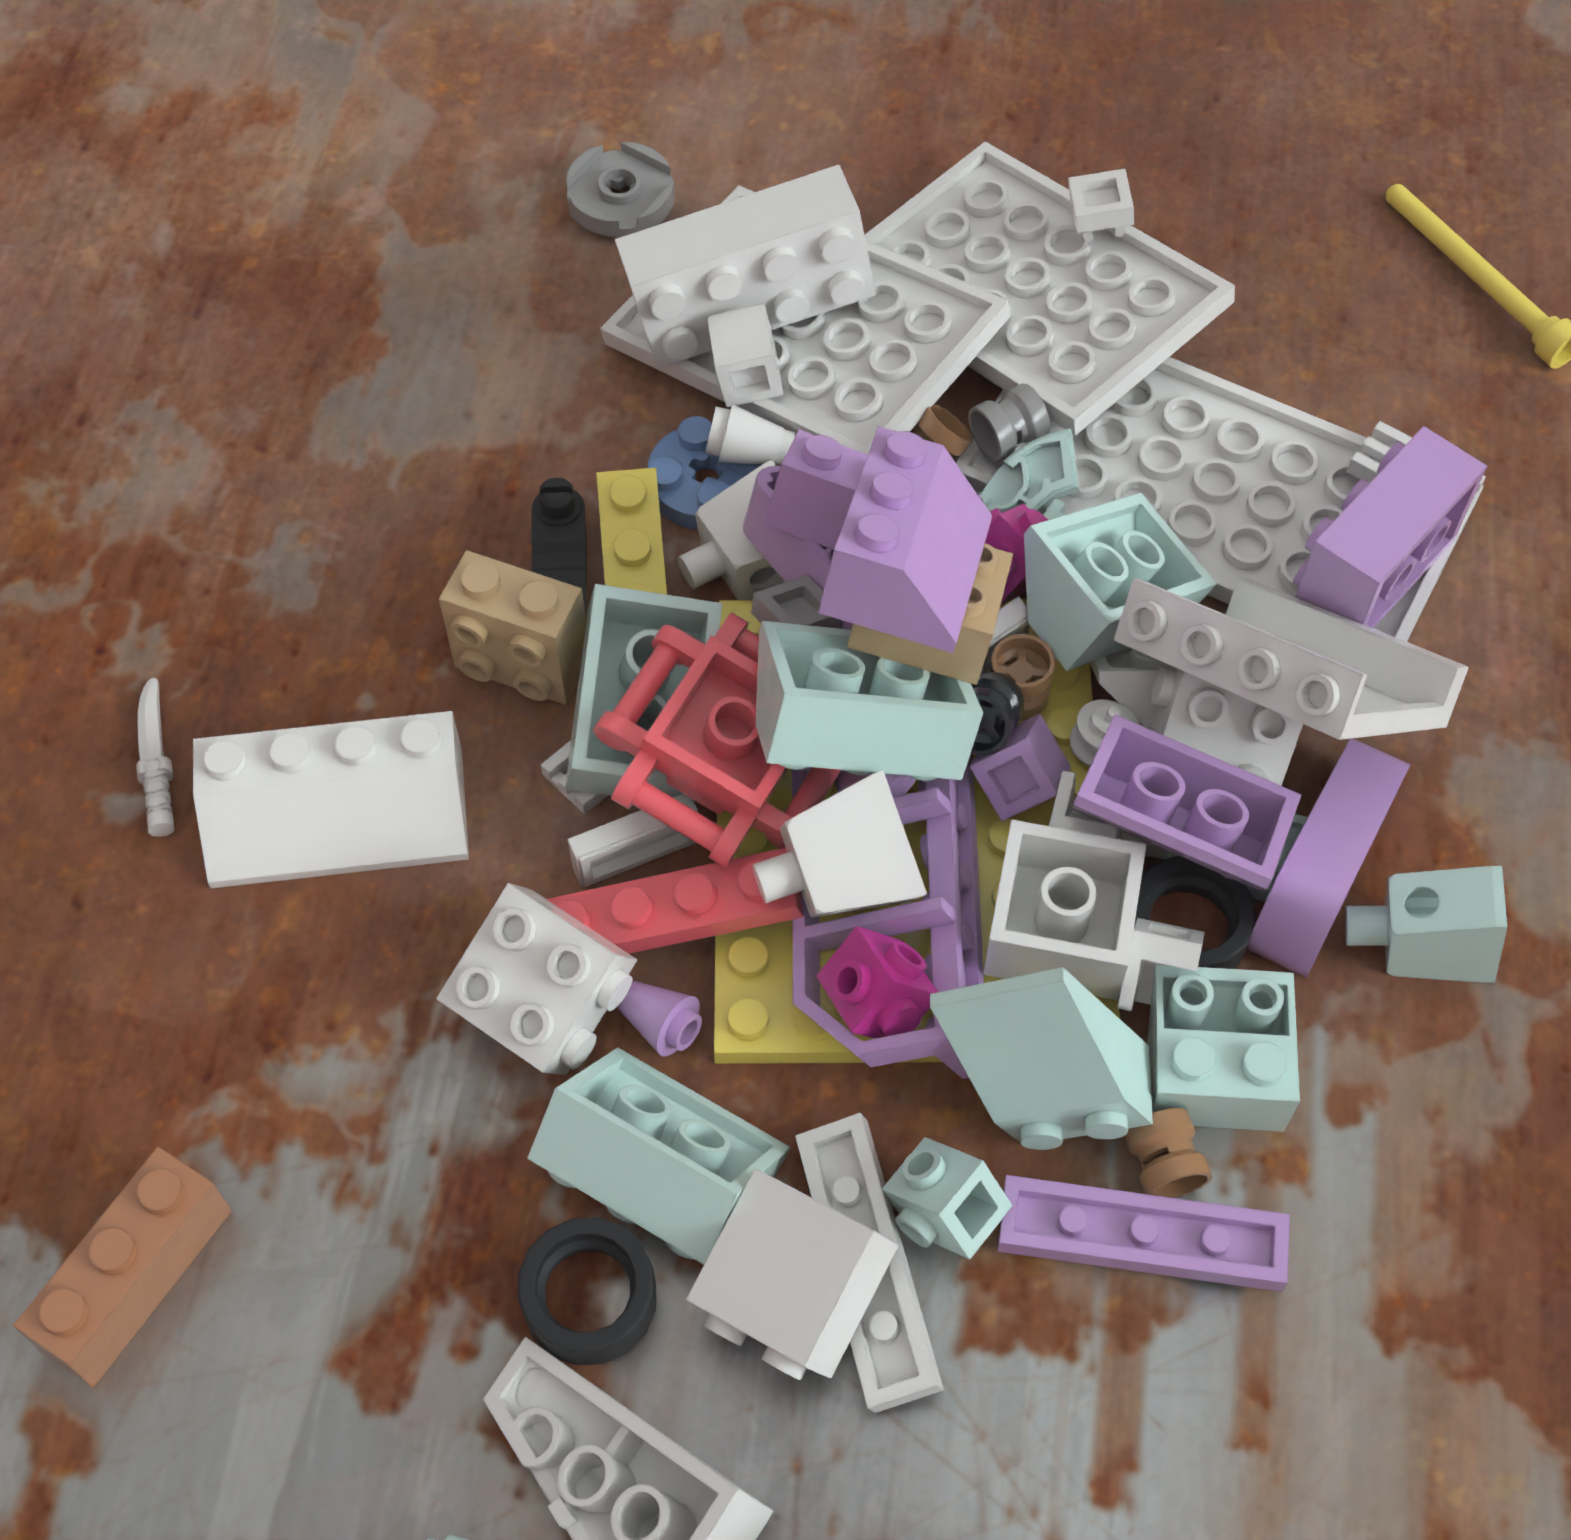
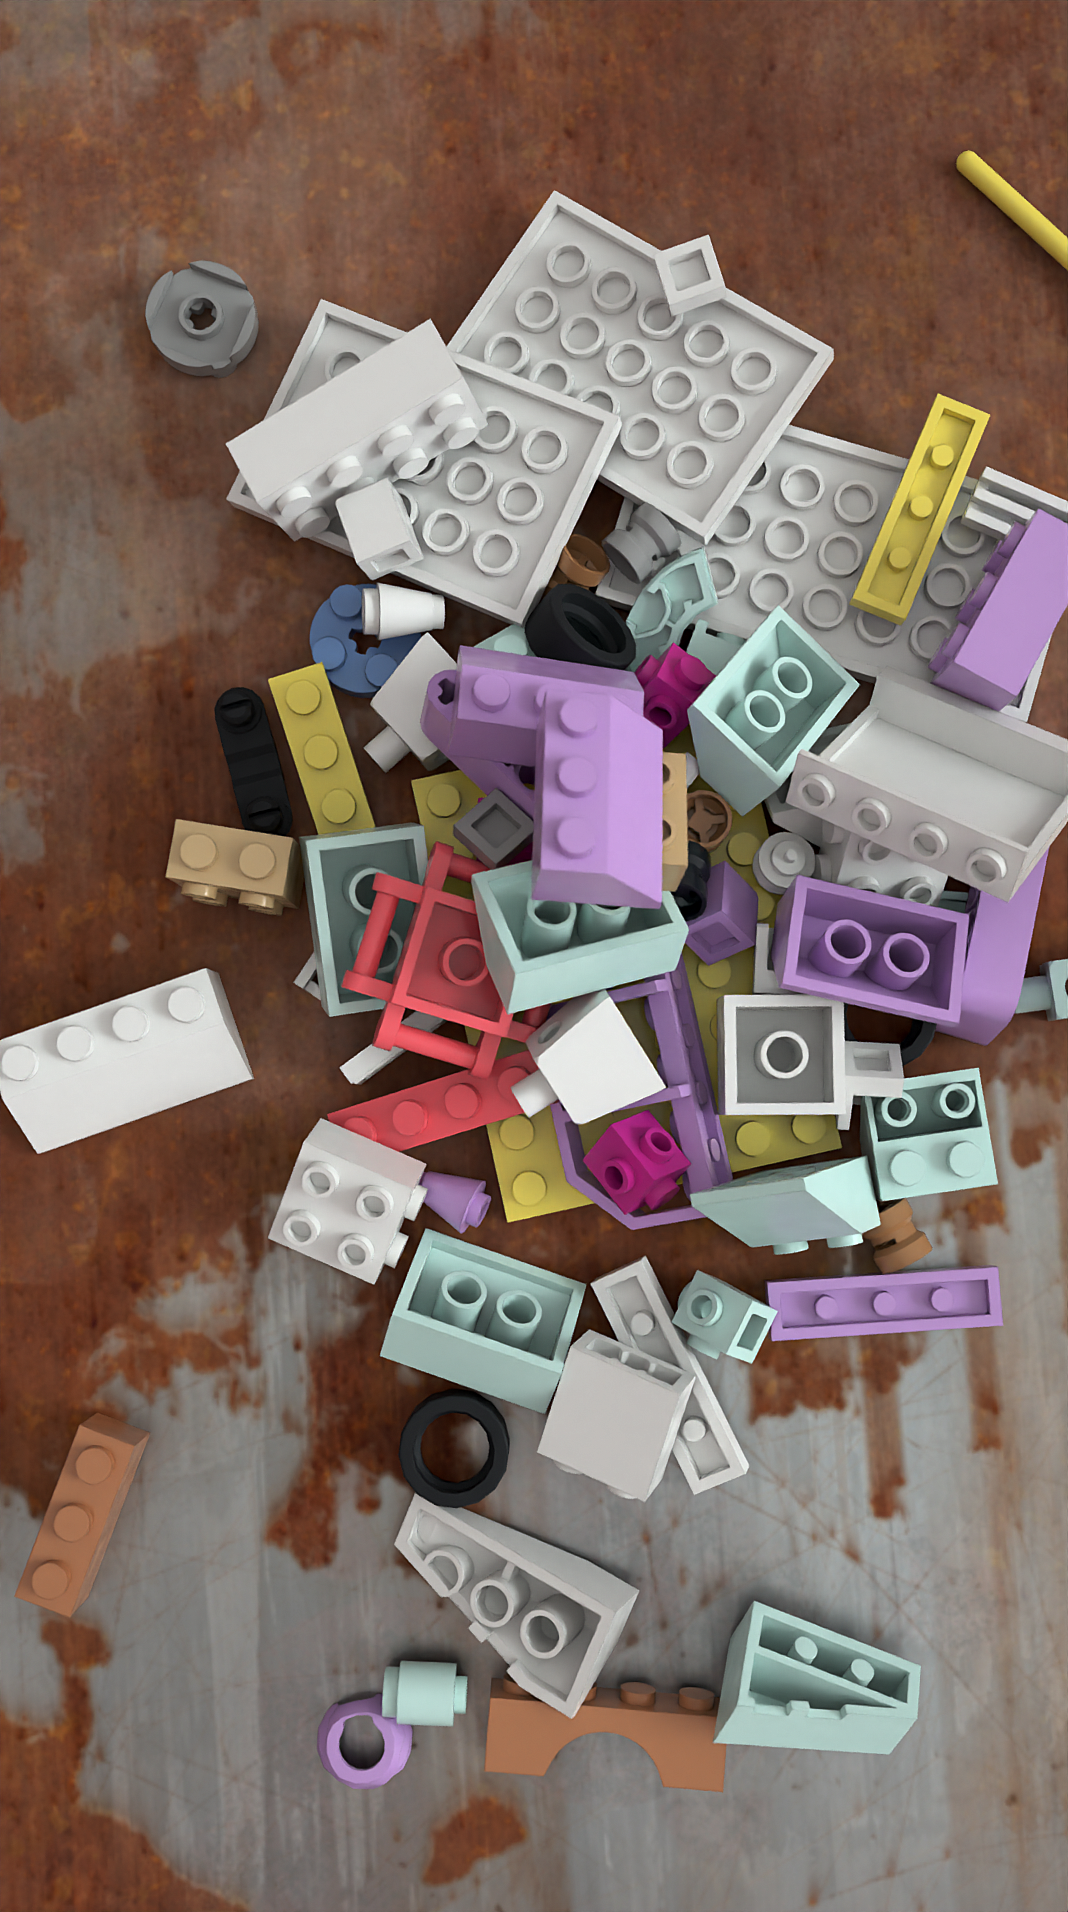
camera: 10 degrees left, 25 degrees up
(1302, 447) = (919, 509): none -> light yellow plate

